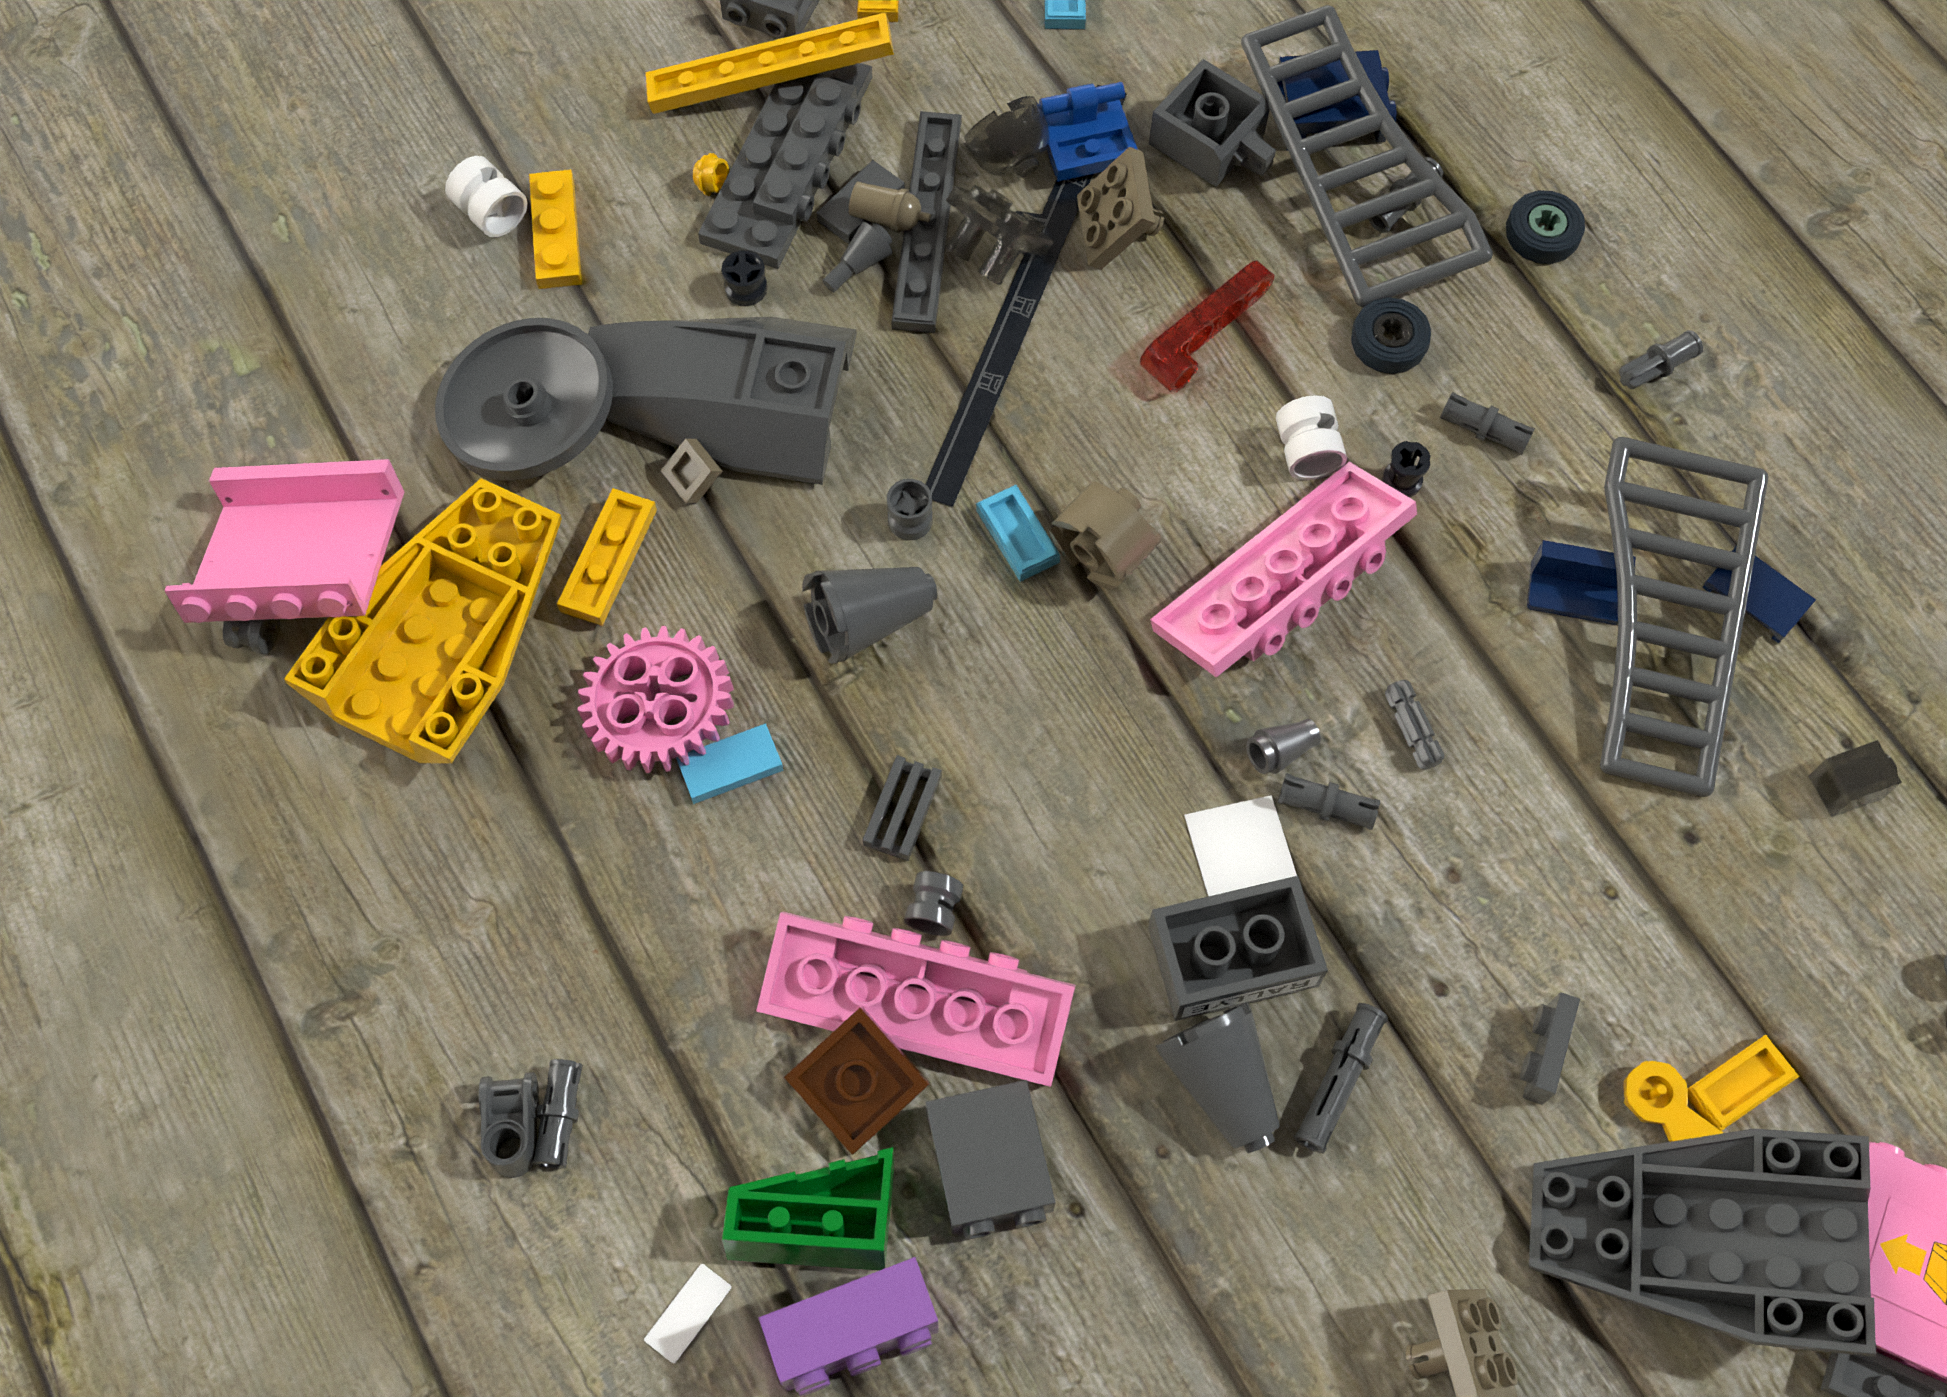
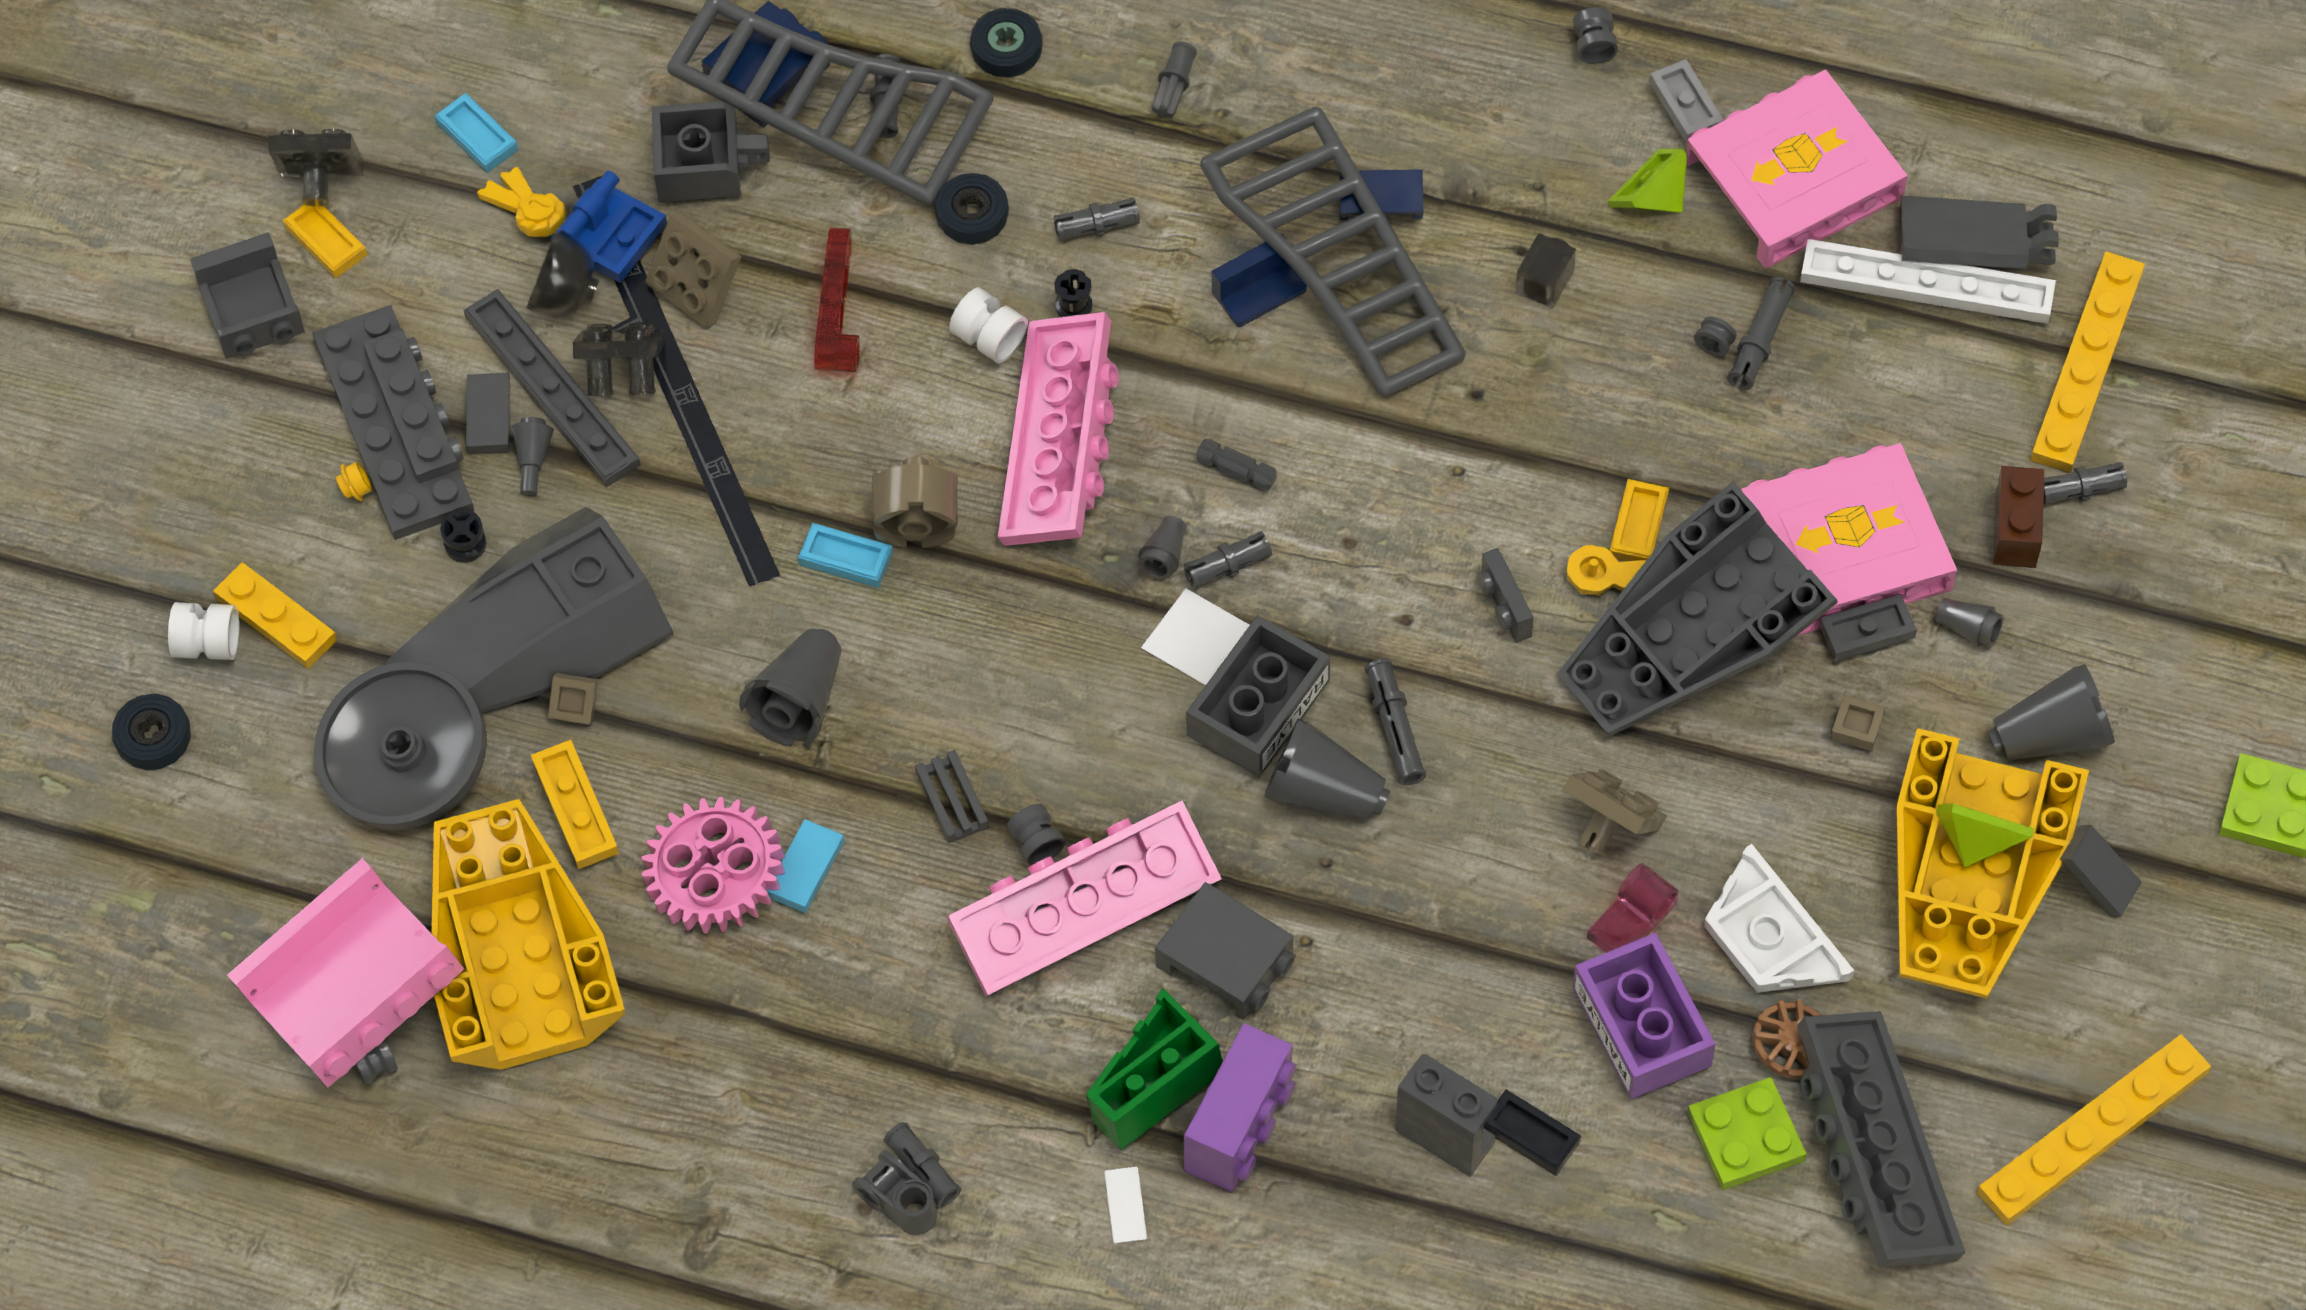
camera: 40 degrees left, 5 degrees down
(381, 224) = (138, 717): none -> black bush
(769, 63) = (318, 363): yellow plate -> none
(857, 1080) = (1097, 976): reddish brown plate -> none
(886, 206) = (521, 399): dark tan piece -> none
(911, 499) = (757, 598): dark grey wheel -> none
(1046, 75) = (535, 213): none -> yellow piece

